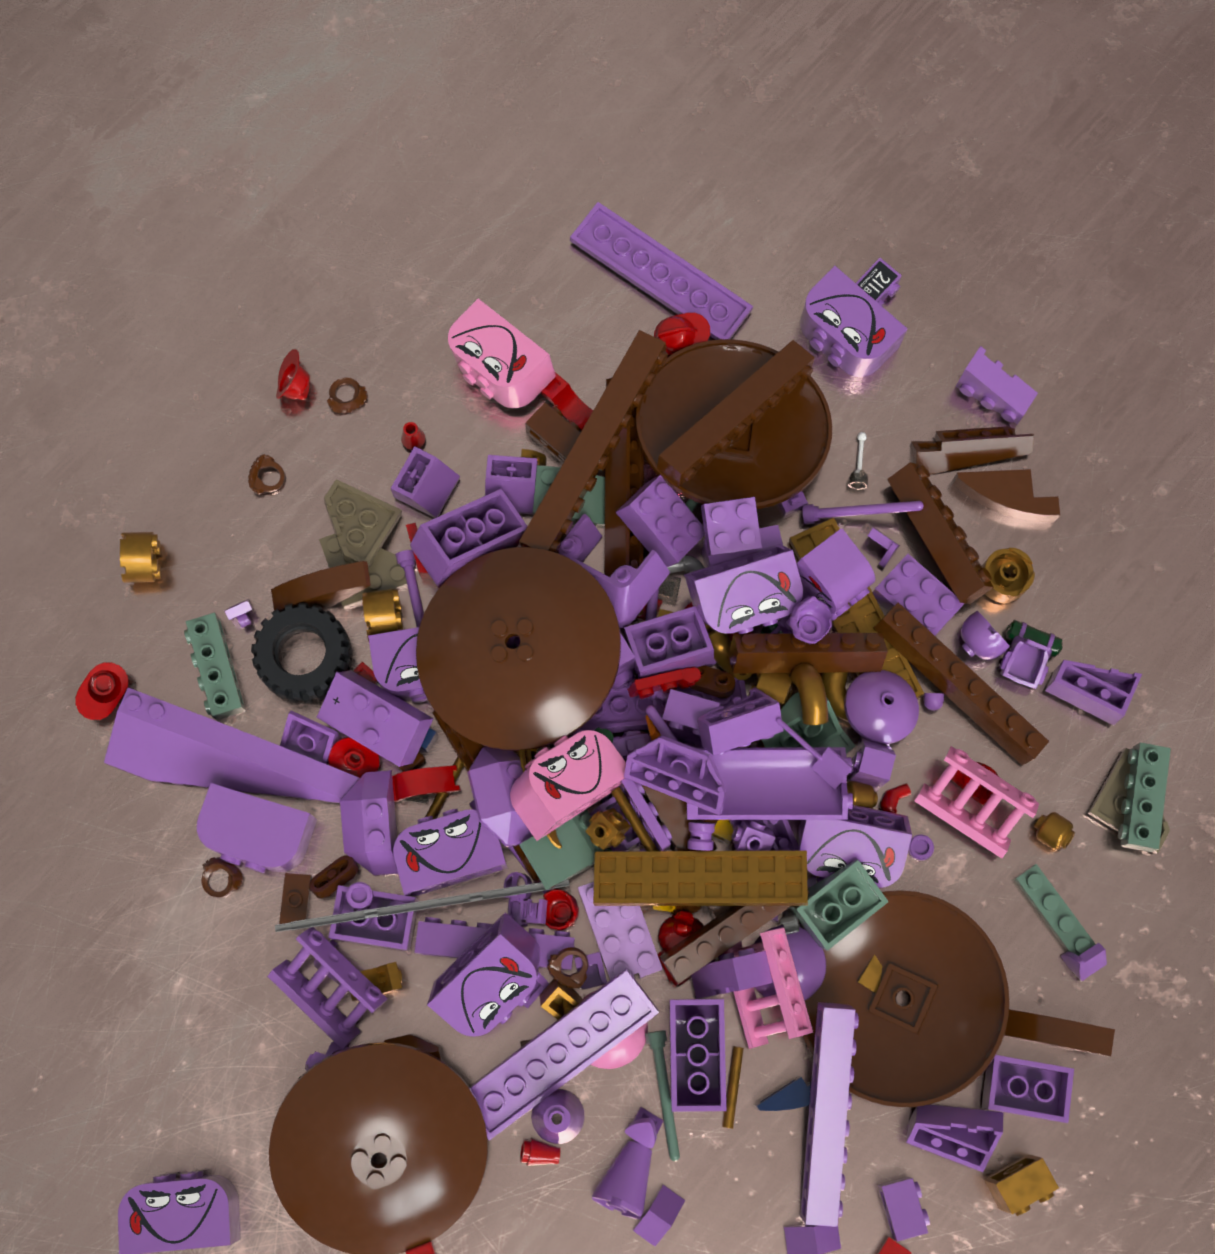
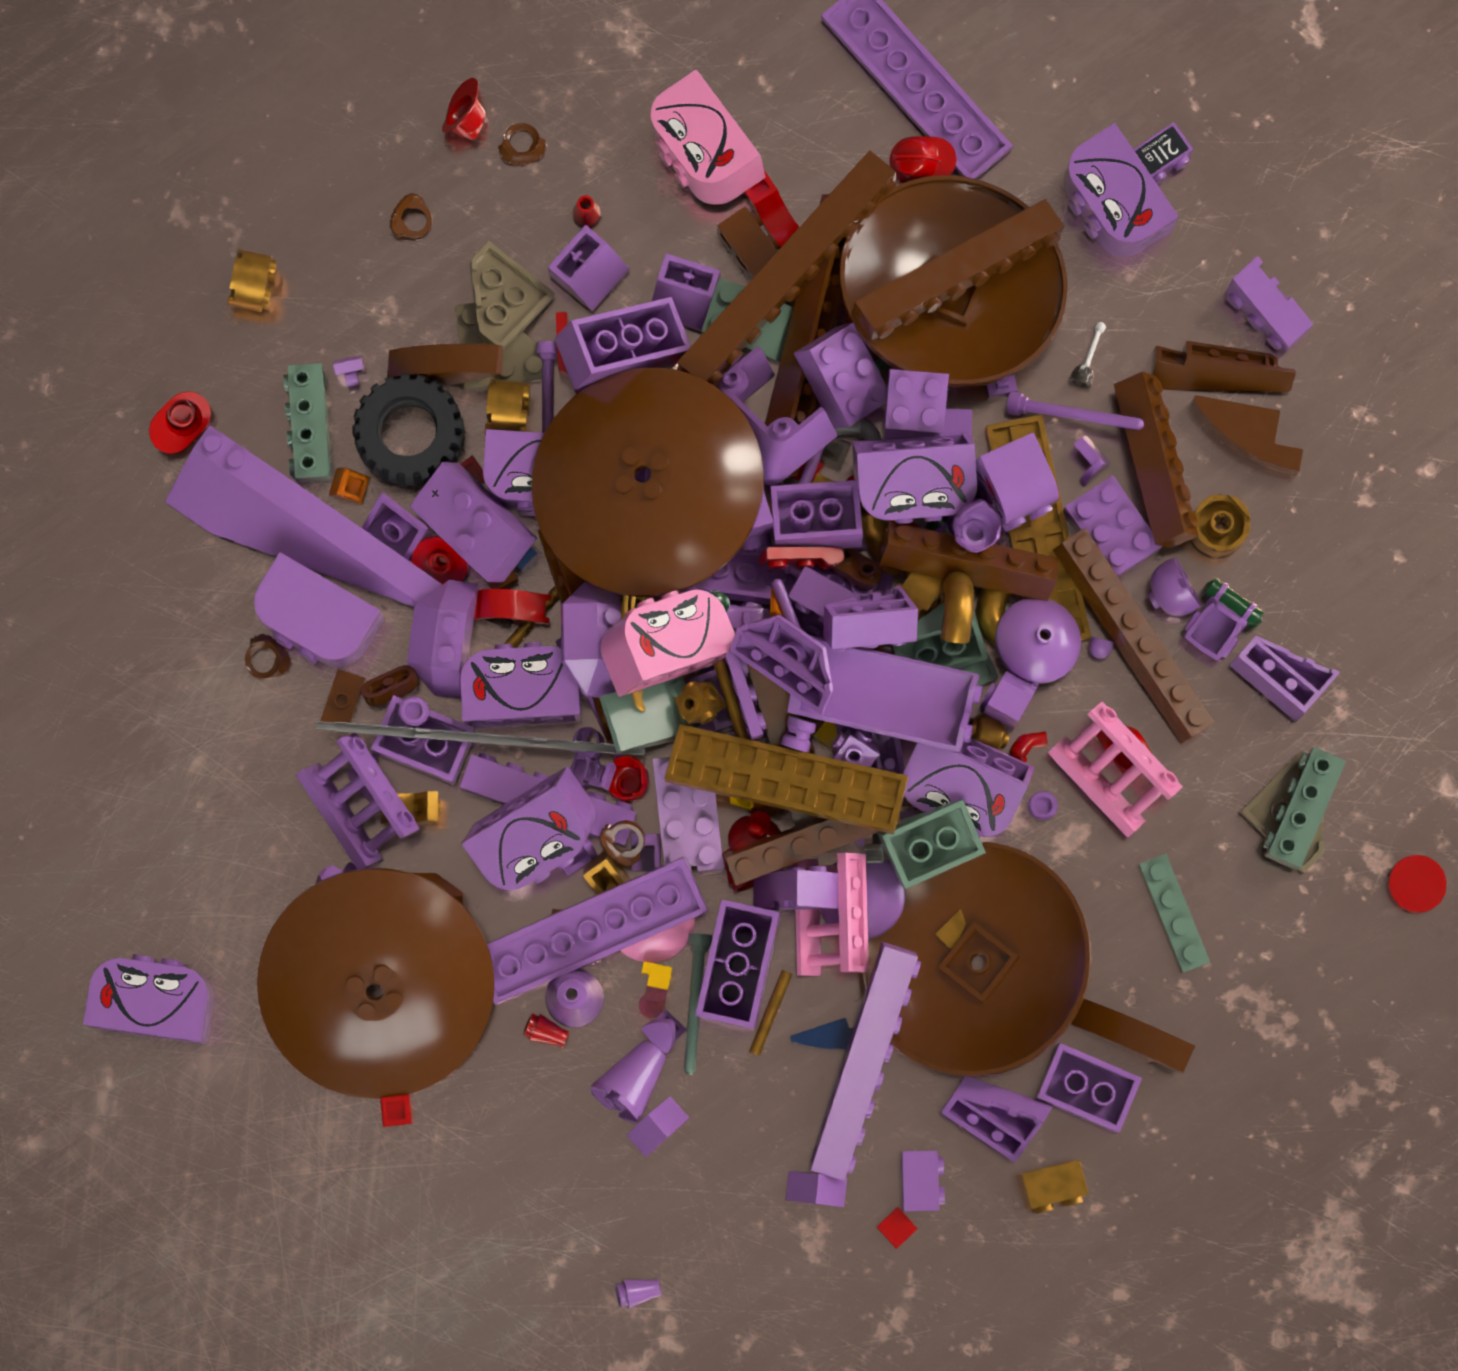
camera: 15 degrees right, 5 degrees up
(261, 711) = (349, 485): none -> orange slope
(541, 458) = (713, 262): pearl gold tile -> none
(628, 1103) = (658, 983): none -> leg
(829, 765) = (956, 688): medium lavender piece -> none
(1054, 831) = (1196, 822): pearl gold head -> none
(1087, 962) = (1192, 972): medium lavender tile -> none

